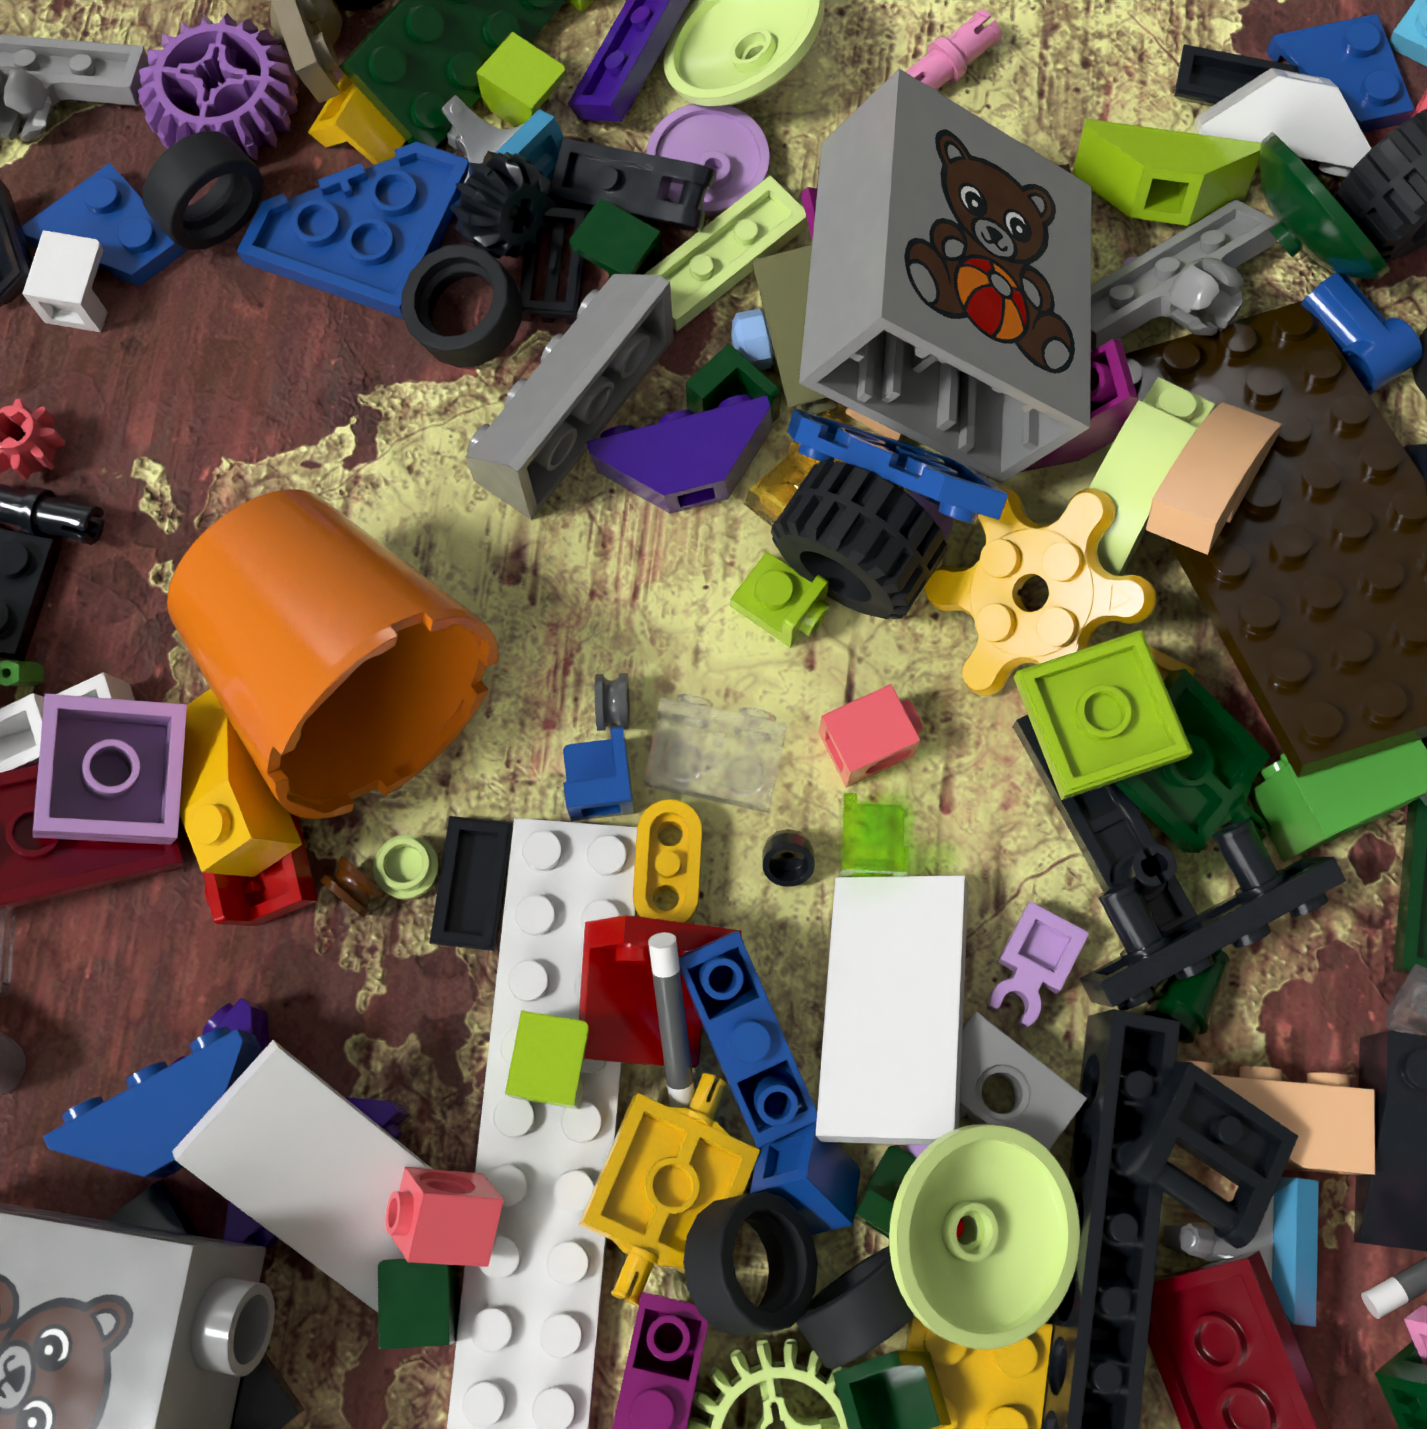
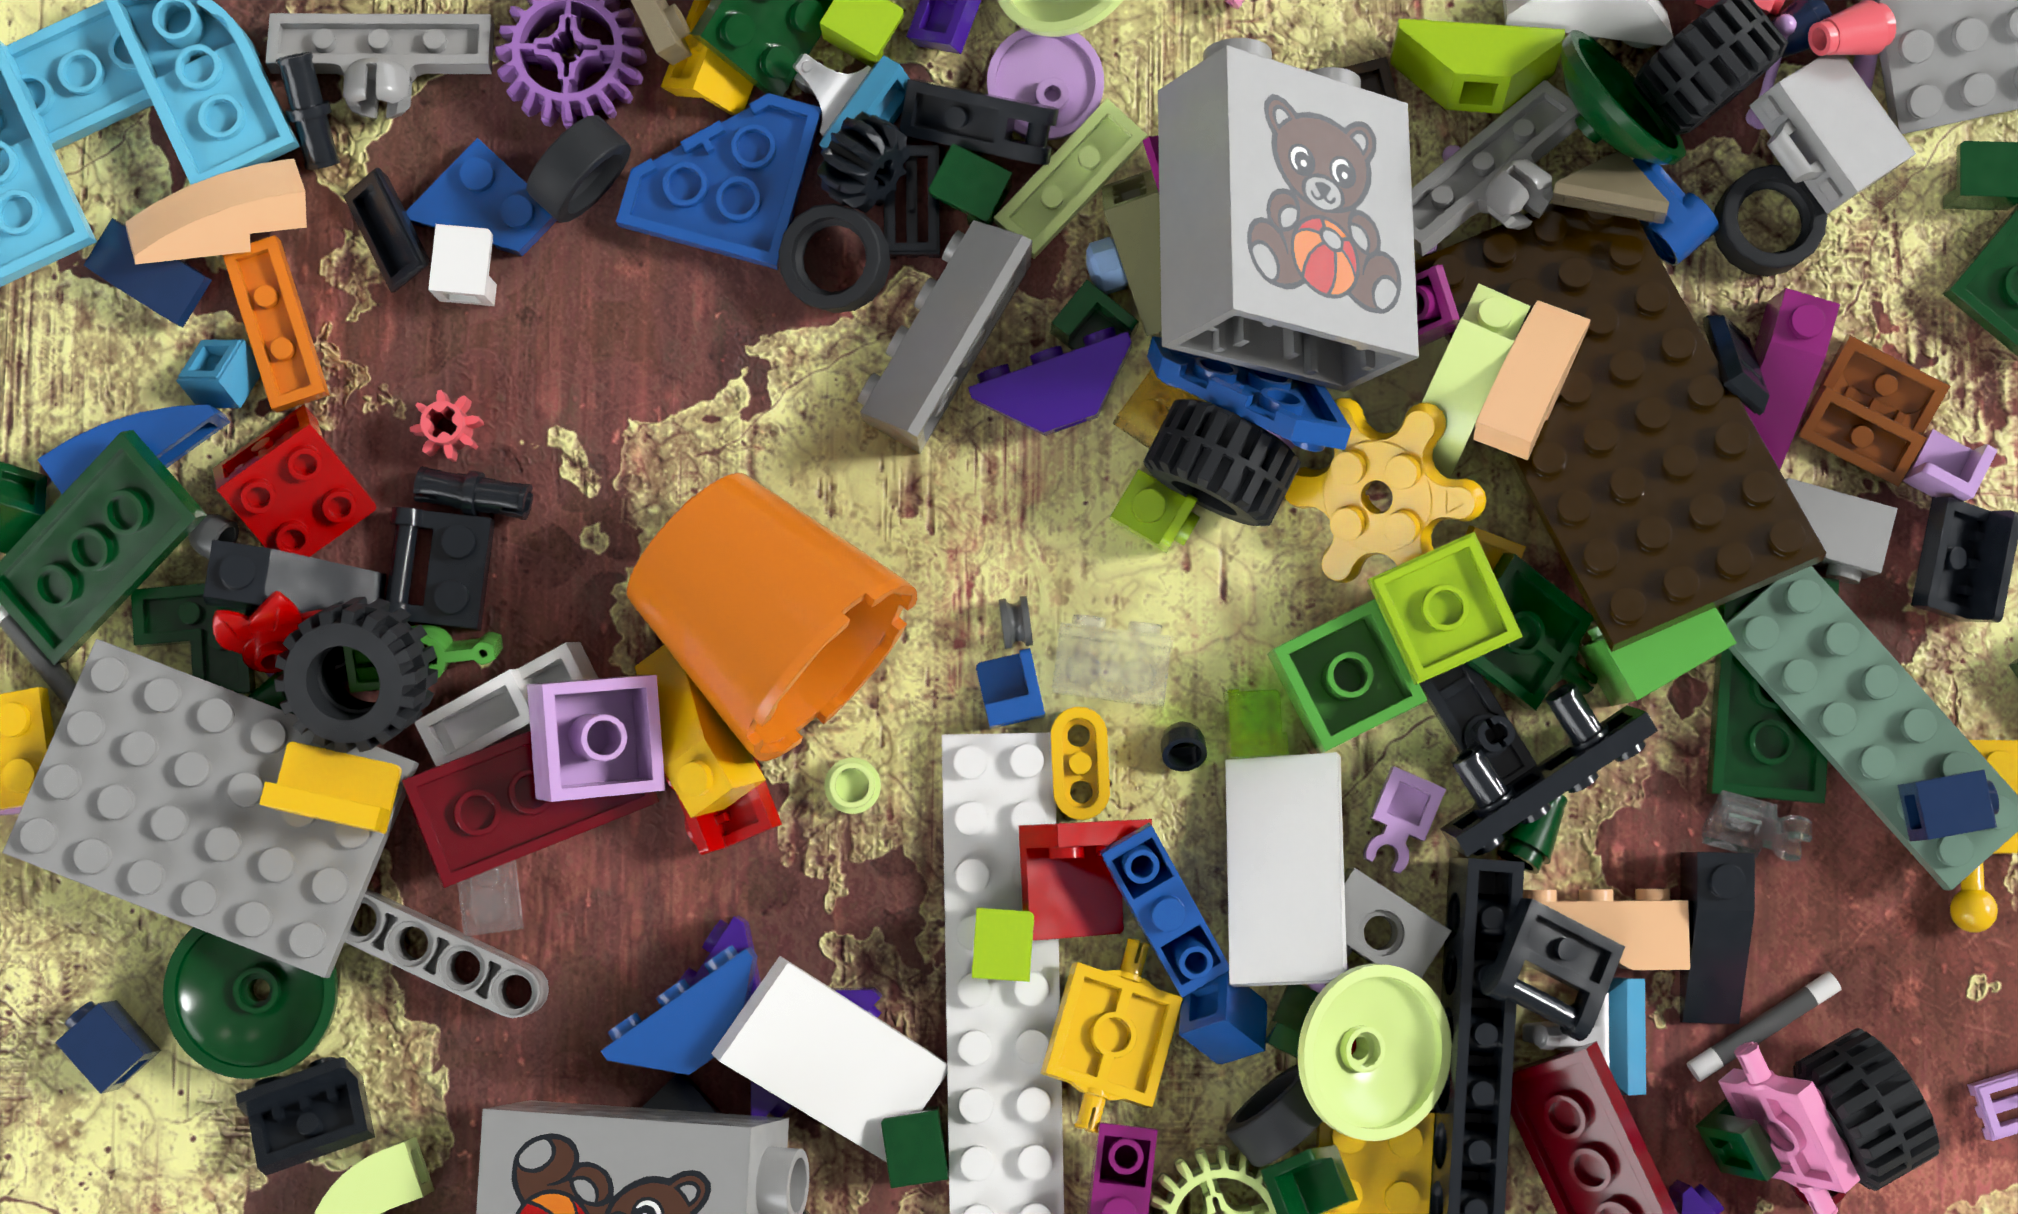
camera: 10 degrees left, 10 degrees up
(353, 887) = (810, 809): reddish brown bush -> none
(444, 1217) = (931, 1079): coral brick -> none
(471, 883) = (911, 794): black tile -> none
(672, 1019) = (1101, 901): dark grey bar -> none
(712, 1272) = (1156, 1099): black tyre -> none
(870, 734) = (1246, 631): coral brick -> none
(982, 791) = (1345, 677): none -> bright green brick
(1309, 301) = (1613, 188): none -> dark tan slope

